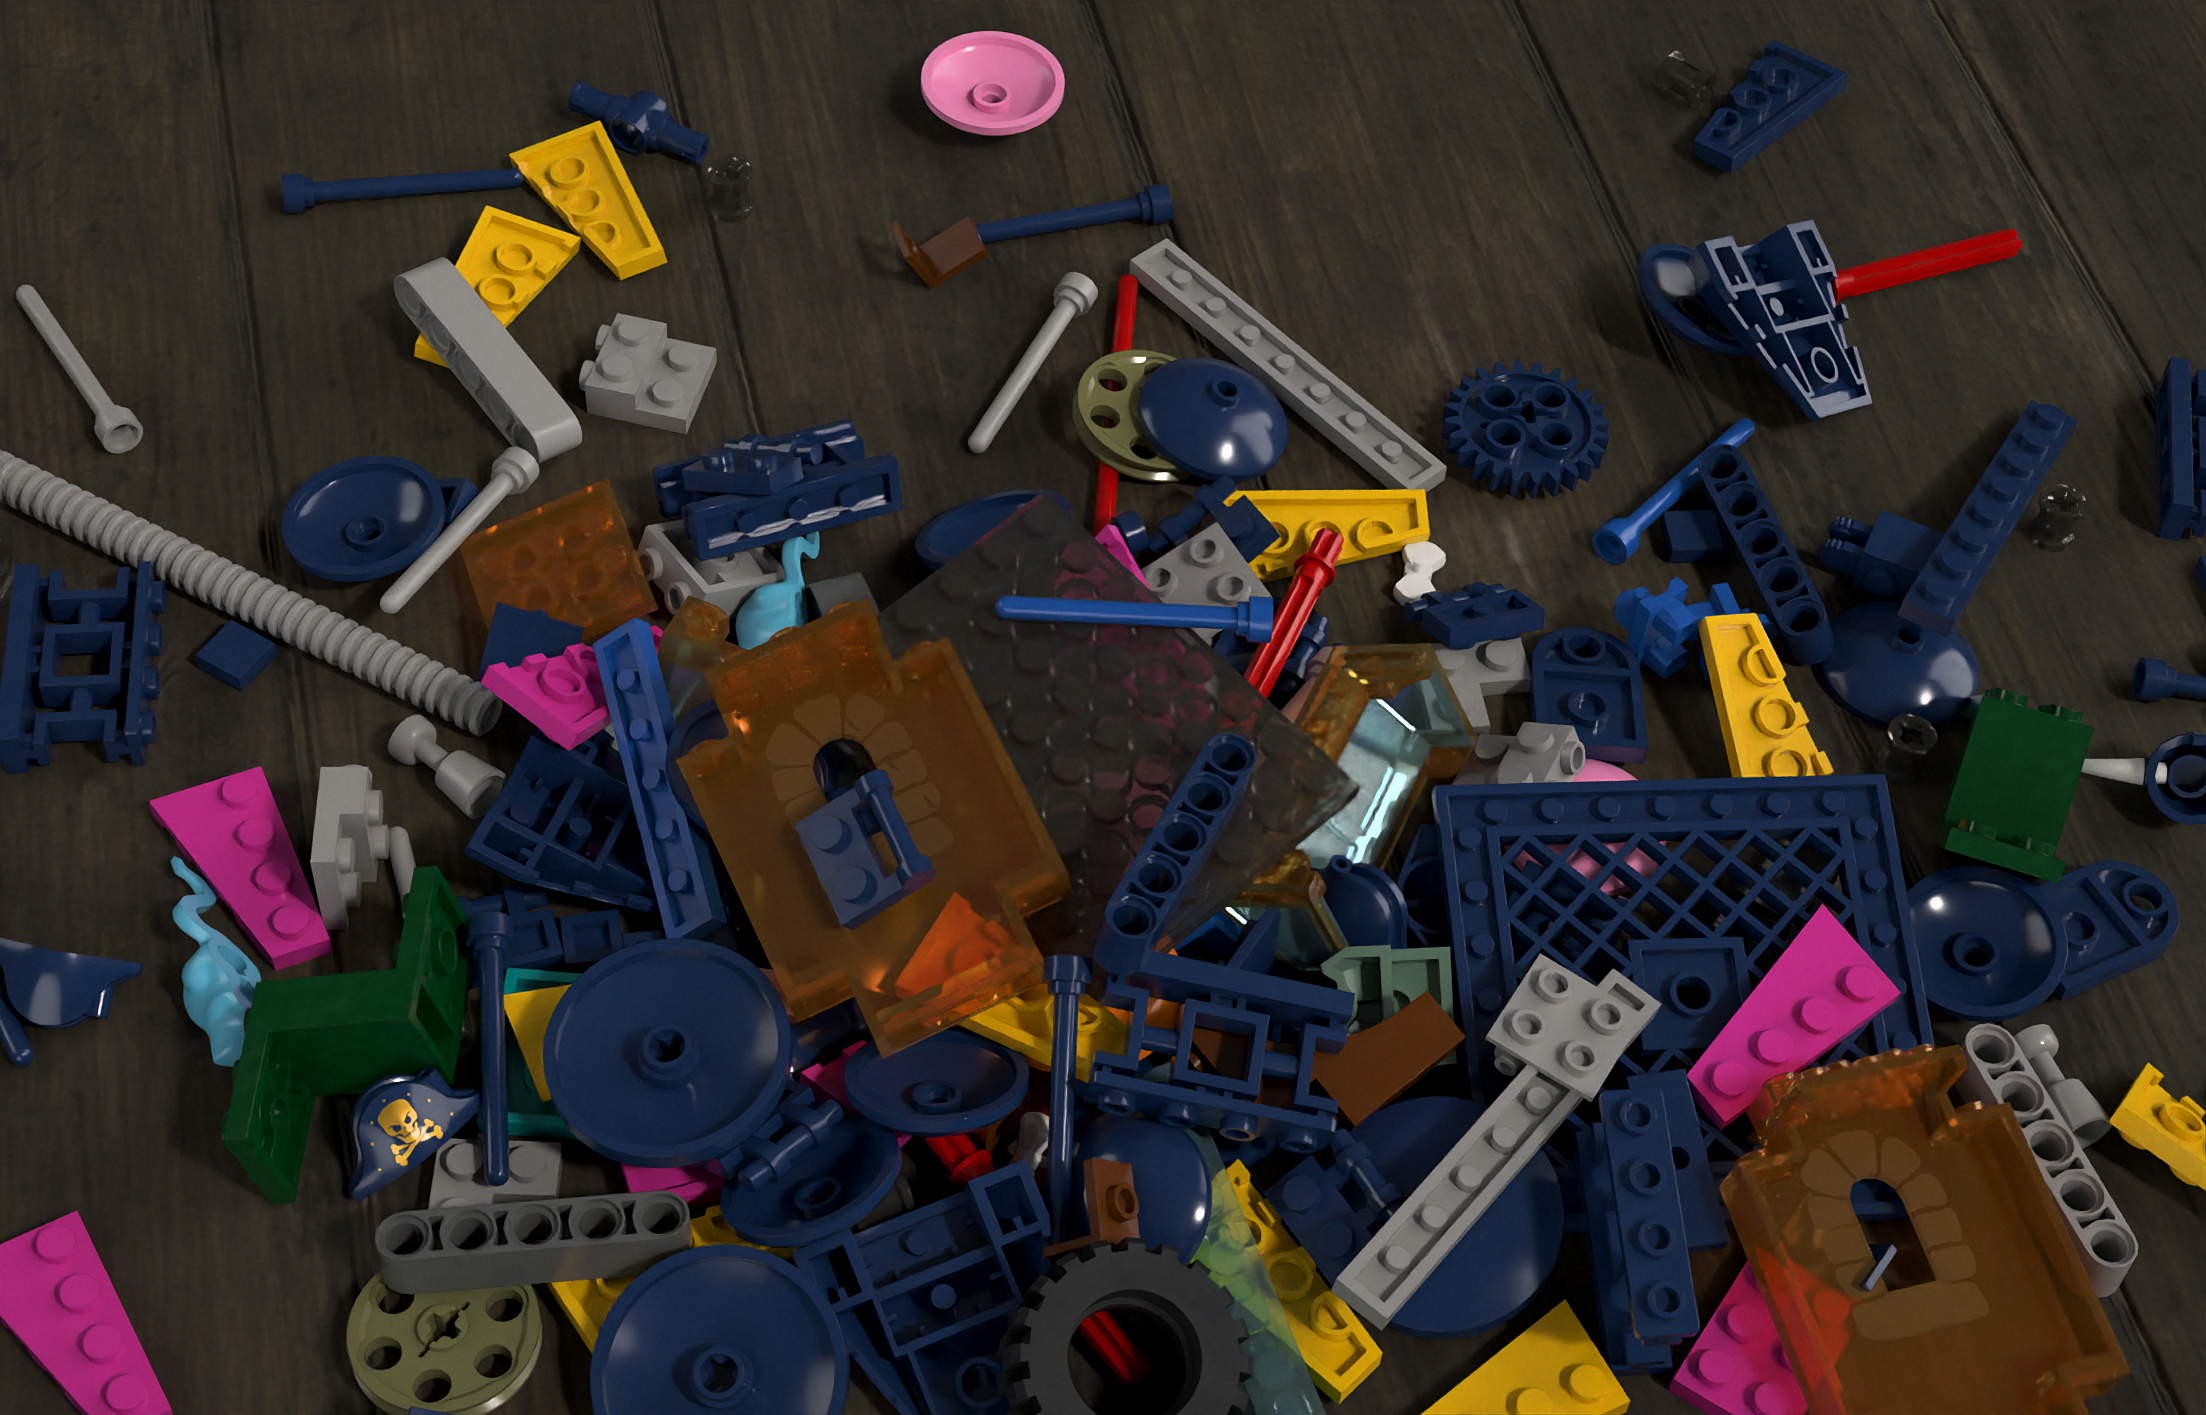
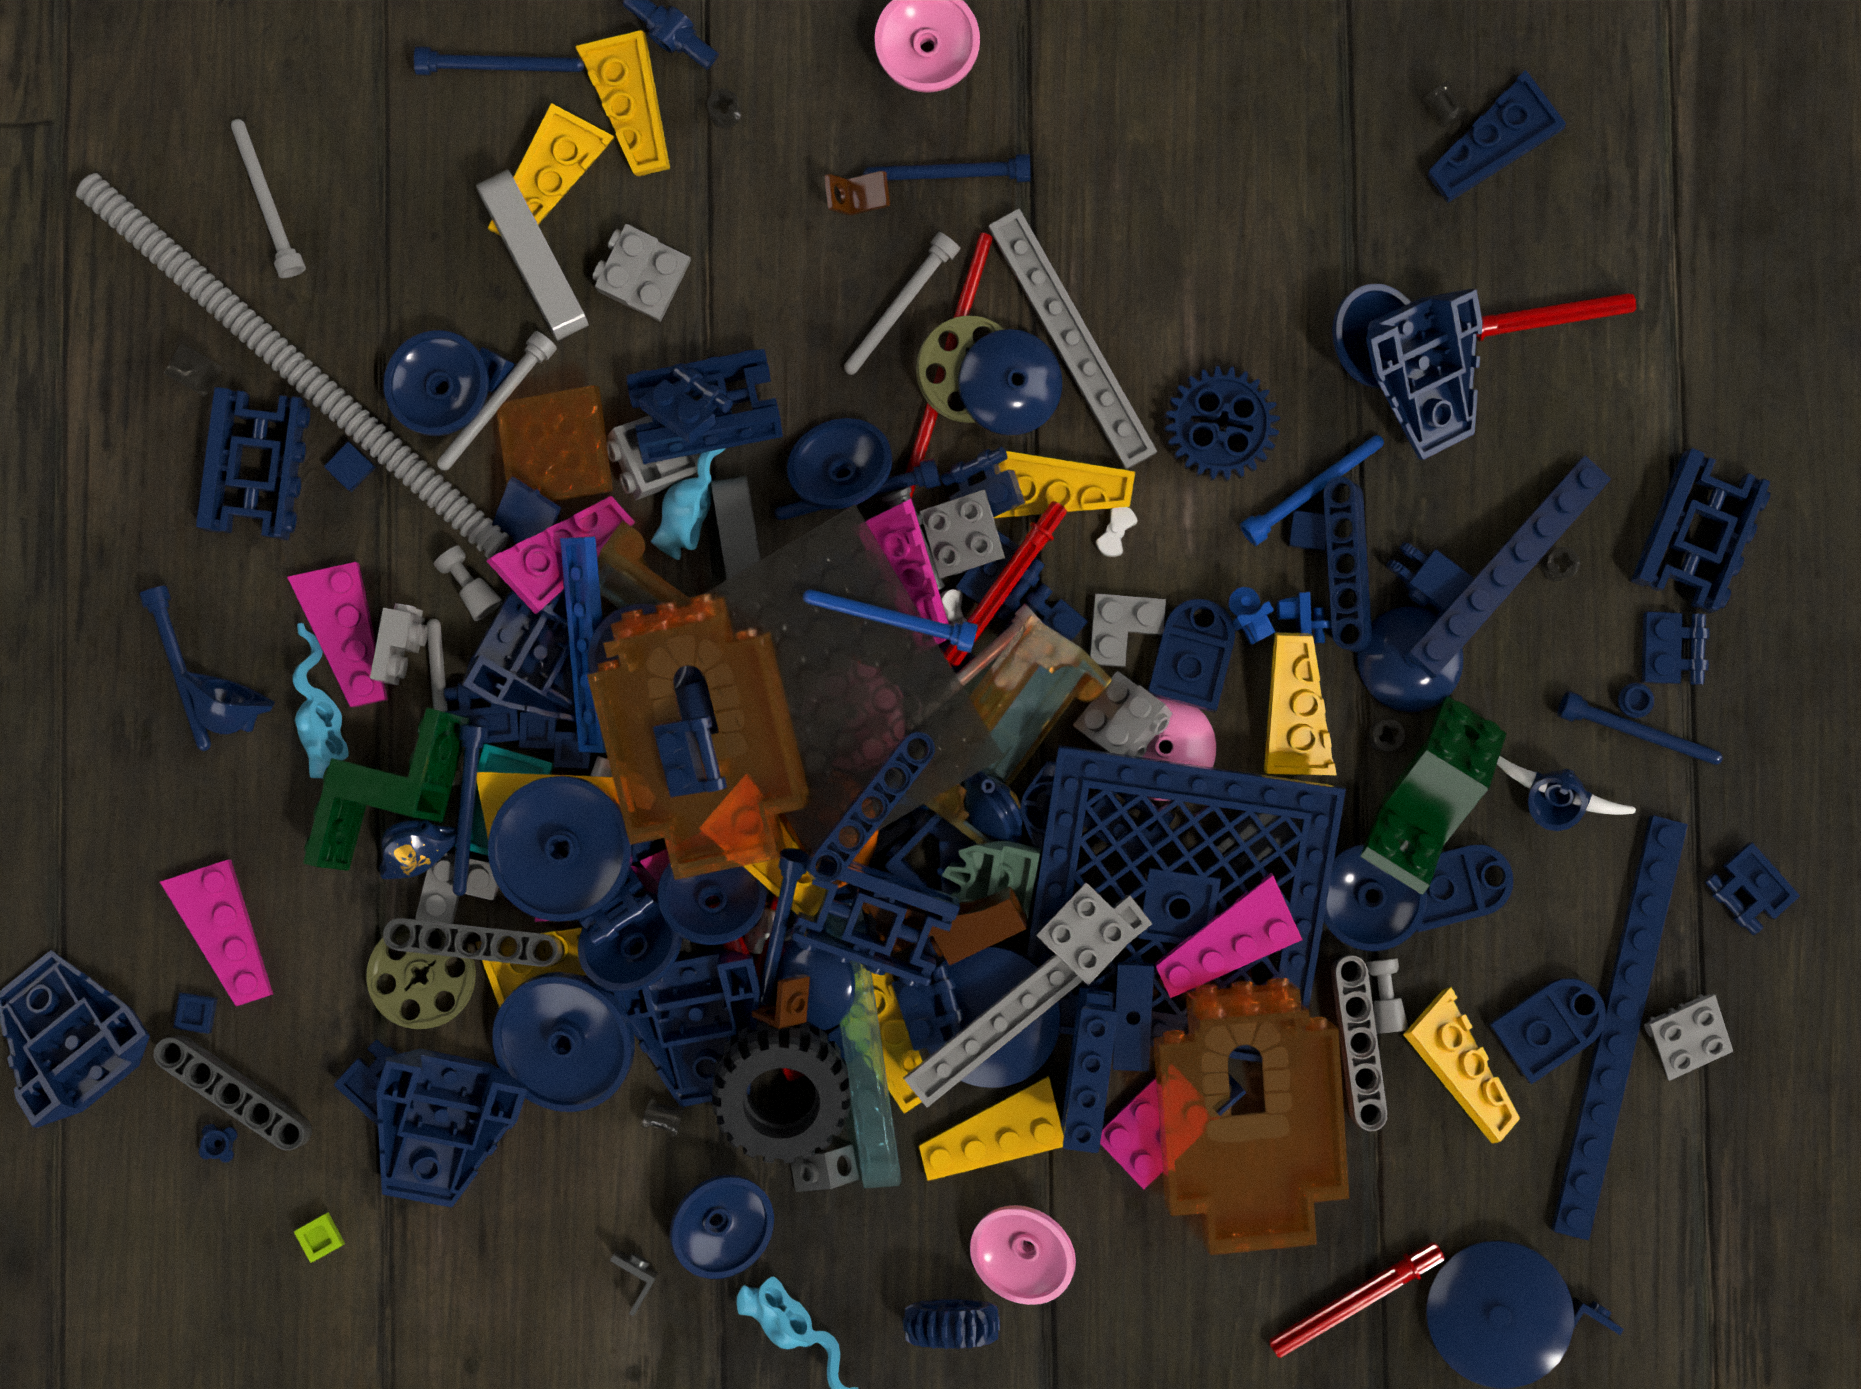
camera: 15 degrees right, 35 degrees up
(1475, 614) = (1141, 589): dark blue plate -> none

